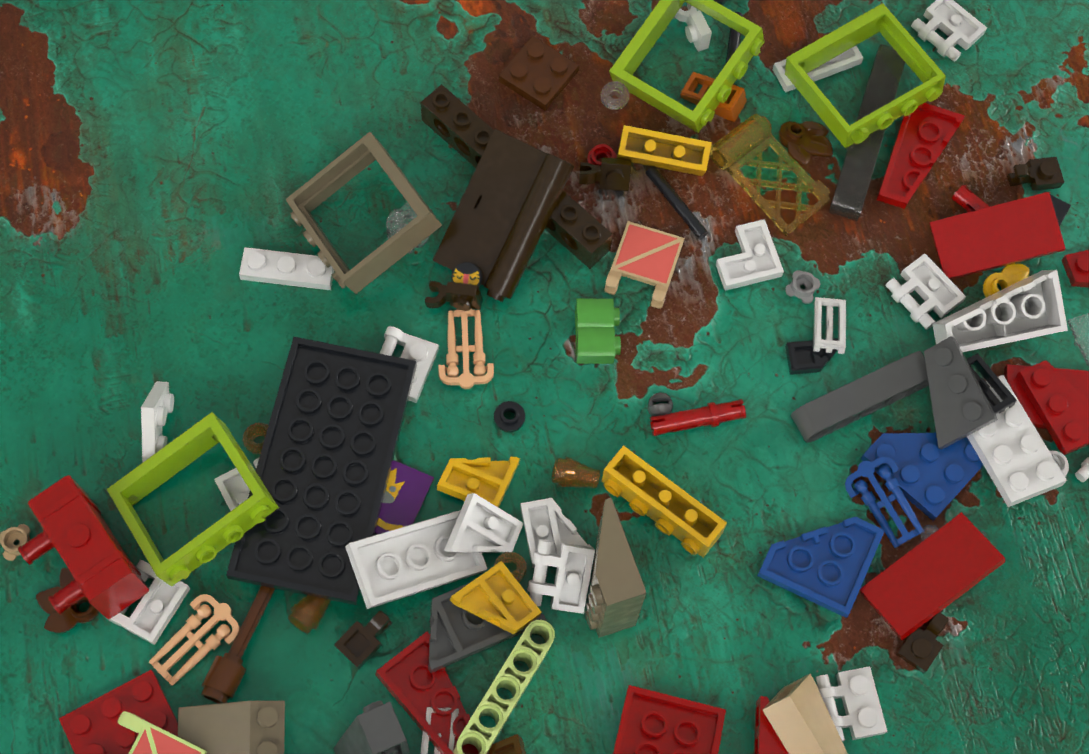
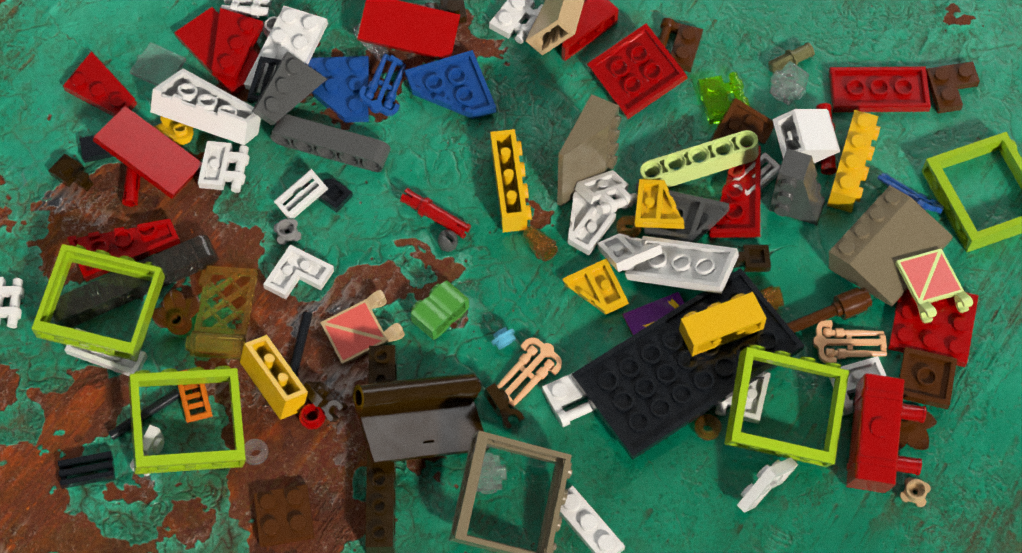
camera: 130 degrees left, 5 degrees down
(87, 665) = (927, 377): none -> reddish brown plate
(318, 517) = (722, 323): none -> yellow brick
(467, 274) = (481, 413): tile -> none
(513, 424) = (540, 314): black plate -> none
(514, 356) = (503, 338): none -> medium azure plate

